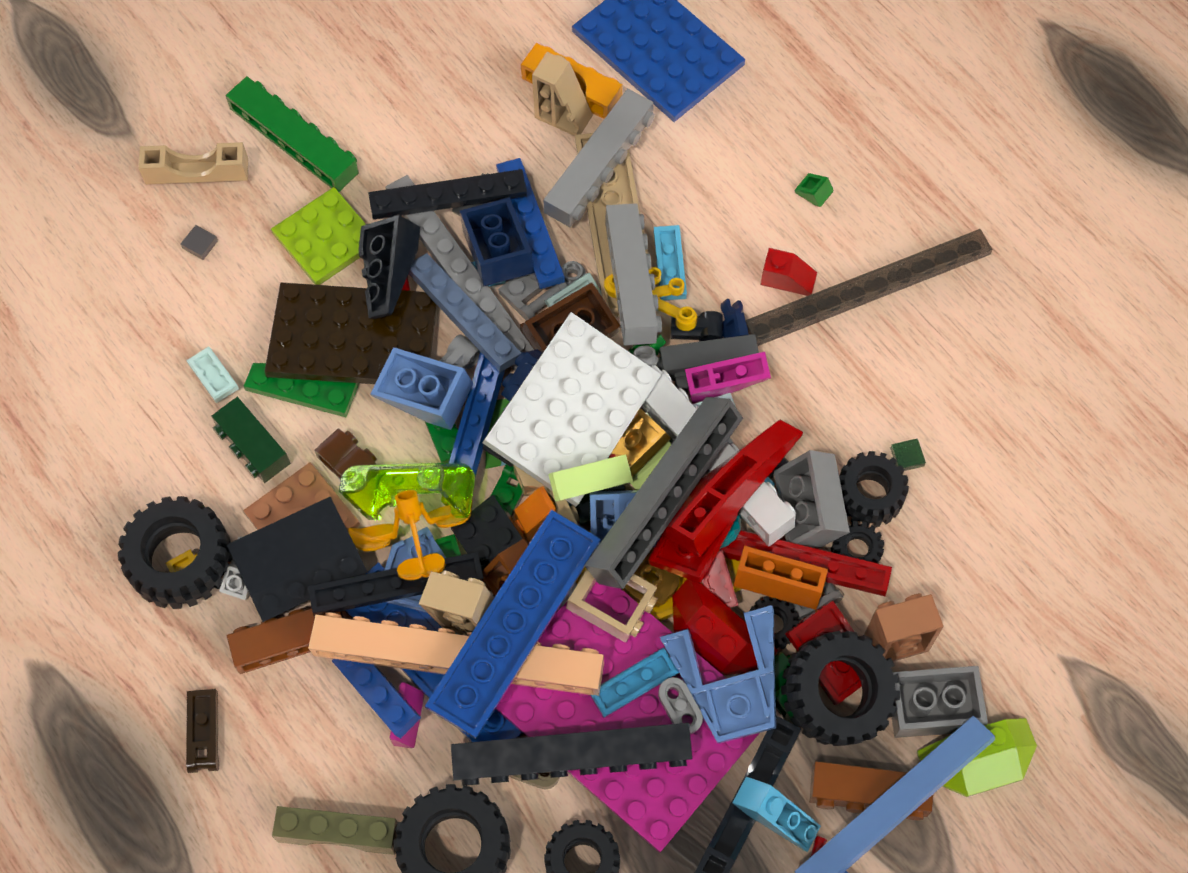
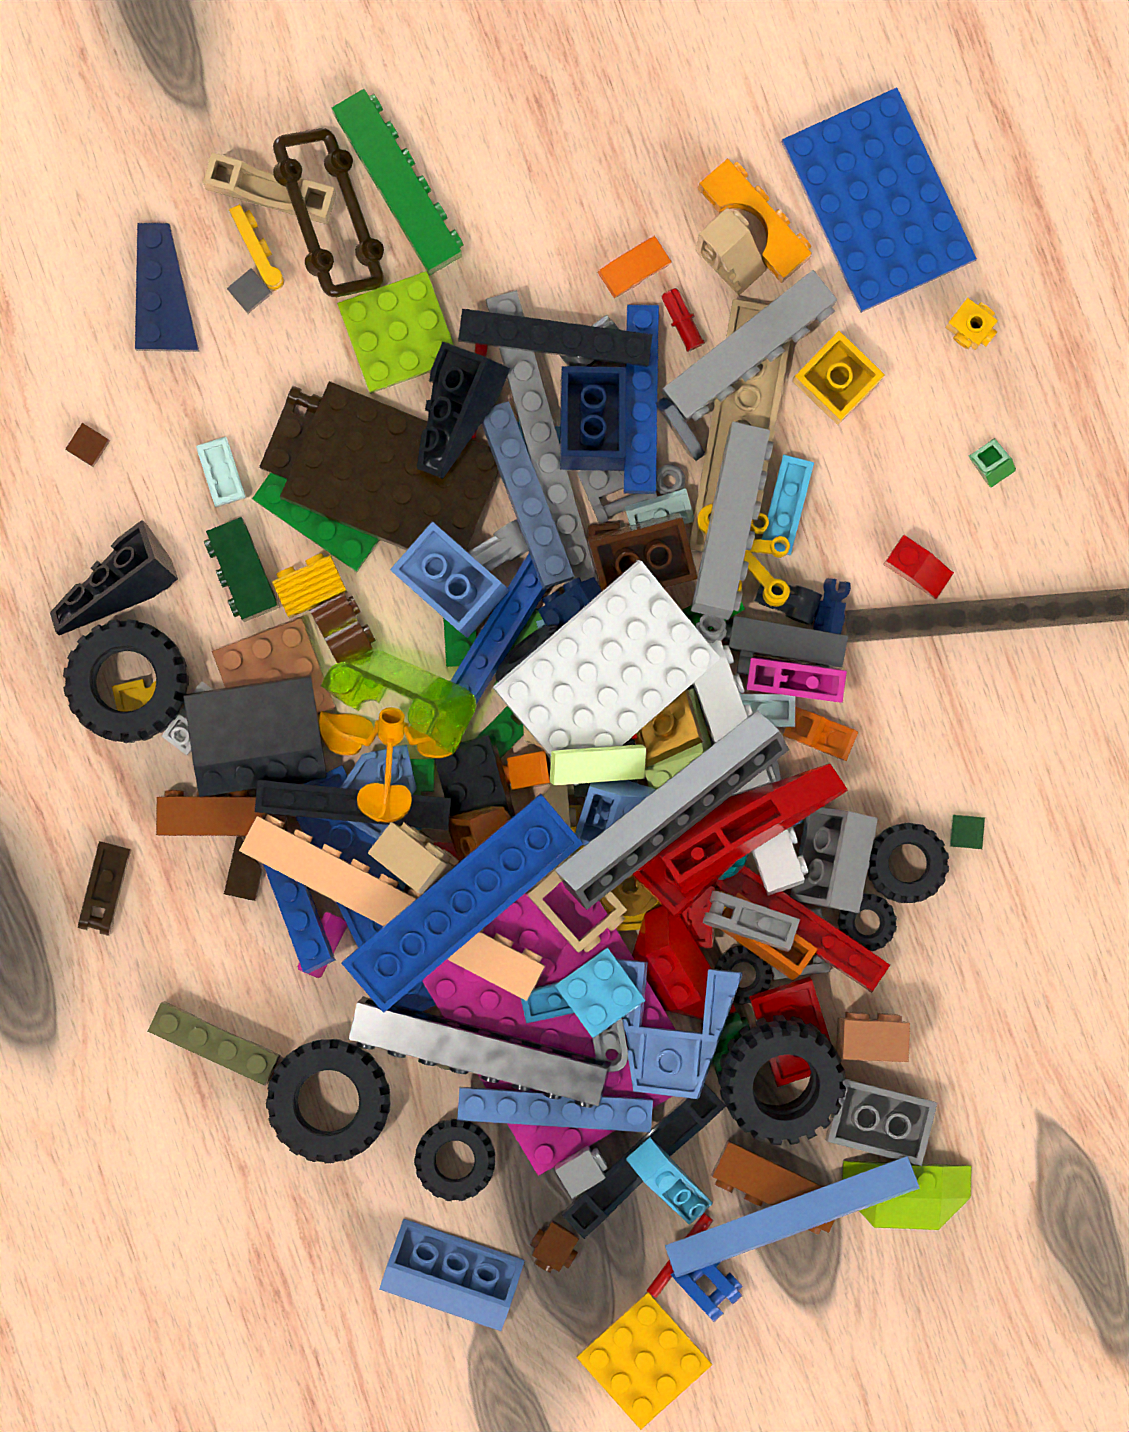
camera: 15 degrees right, 20 degrees up
(98, 389) = (87, 445): none -> reddish brown tile
(131, 271) = (161, 300): none -> dark blue wing
(161, 469) = (128, 576): none -> black wedge
(196, 209) = (258, 248): none -> yellow plate
(245, 190) = (320, 260): none -> dark brown bar
(259, 330) = (289, 433): none -> dark brown plate
(307, 434) = (309, 585): none -> yellow brick
(321, 680) = (243, 874): none -> dark brown tile
(491, 137) = (634, 266): none -> orange slope
(541, 162) = (682, 319): none -> red axle
(567, 230) = (680, 428): none -> tile
(654, 785) = (537, 1109): none -> medium blue plate
(659, 666) = (600, 993): none -> medium azure plate
(674, 161) = (838, 377): none -> yellow brick
(696, 825) = (581, 1170): none -> light grey brick
(759, 418) = (821, 734): none -> orange slope
(760, 98) = (972, 313): none -> yellow brick
(764, 560) = (752, 921): none -> light grey plate

